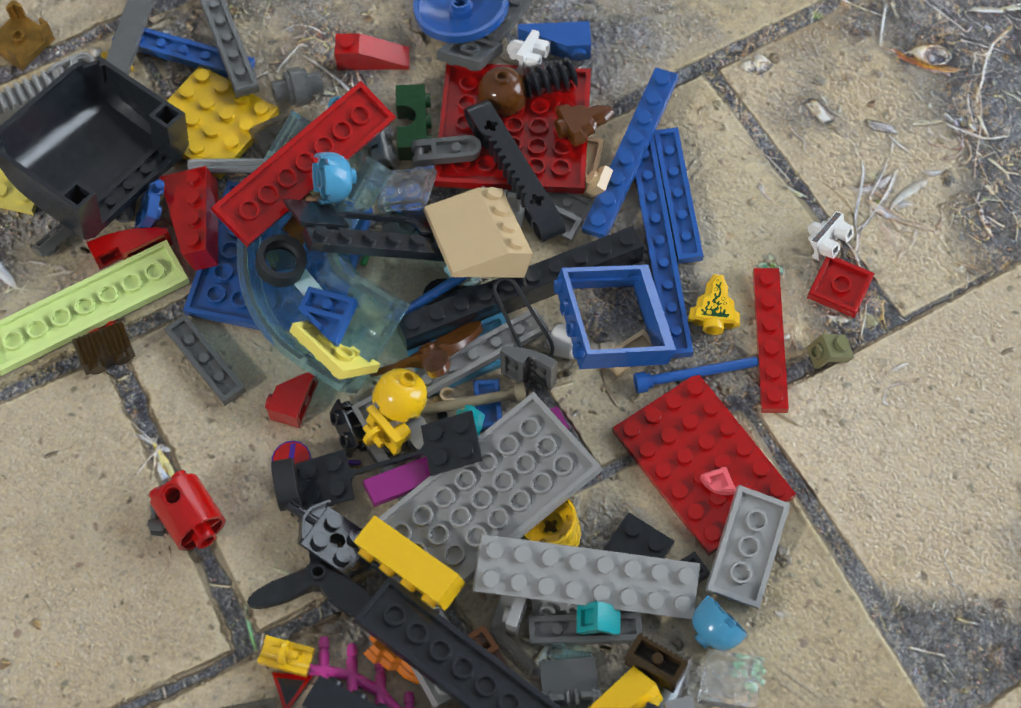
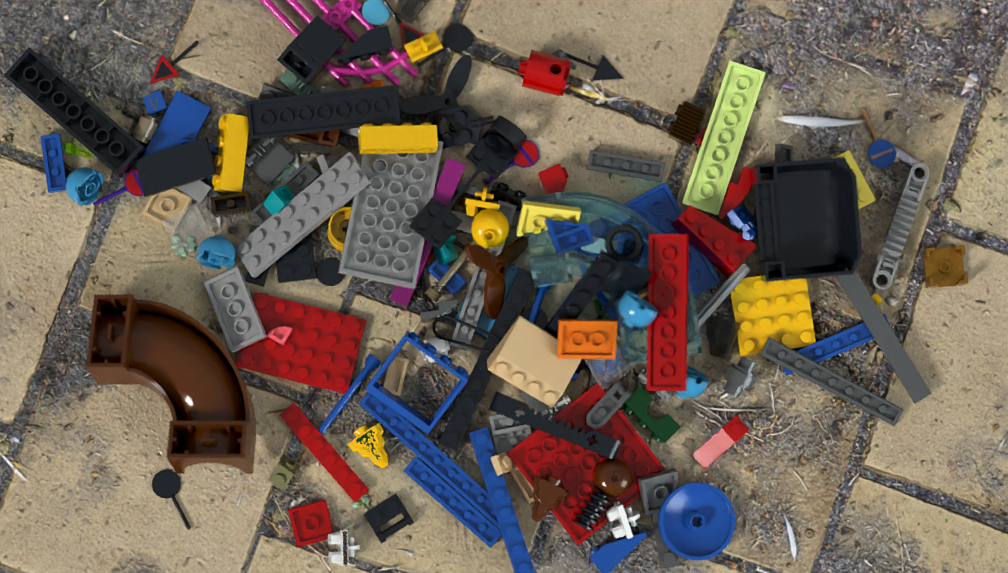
camera: 135 degrees right, 20 degrees up
(127, 474) = (604, 70): none -> black piece
(241, 640) = (457, 38): none -> black piece
(406, 206) = (587, 338): none -> orange plate
(605, 509) = (328, 272): none -> black piece
(755, 238) = (385, 512): none -> black plate
(859, 519) = (186, 367): none -> reddish brown piece
(969, 438) = (167, 485): none -> black piece

